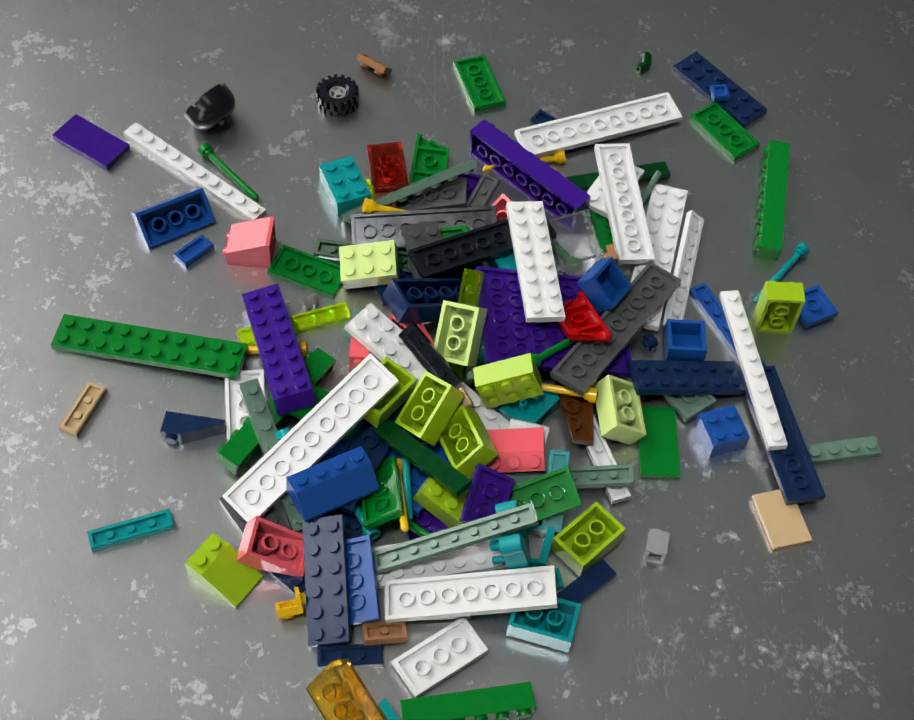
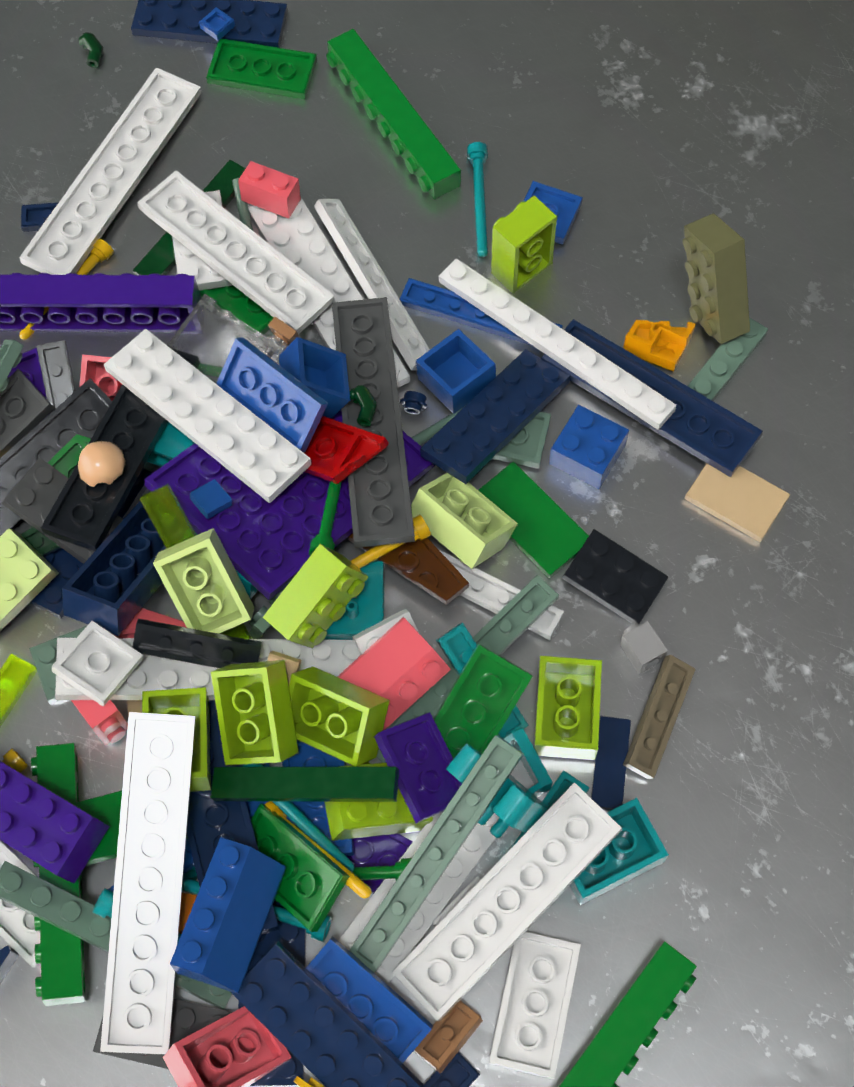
camera: 35 degrees left, 10 degrees up
(377, 326) = (97, 663): none -> white plate
(463, 242) = (100, 463): none -> light nougat hair
(499, 298) = (211, 499): none -> blue tile
(574, 272) = (271, 393): none -> plate
(621, 313) = (367, 402): none -> dark green arm
(632, 583) = (659, 717): none -> dark tan plate
(669, 187) = (269, 189): none -> coral brick
(674, 502) = (615, 577): none -> black plate
(812, 413) = (658, 342): none -> light orange slope
(868, 397) = (717, 278): none -> olive brick

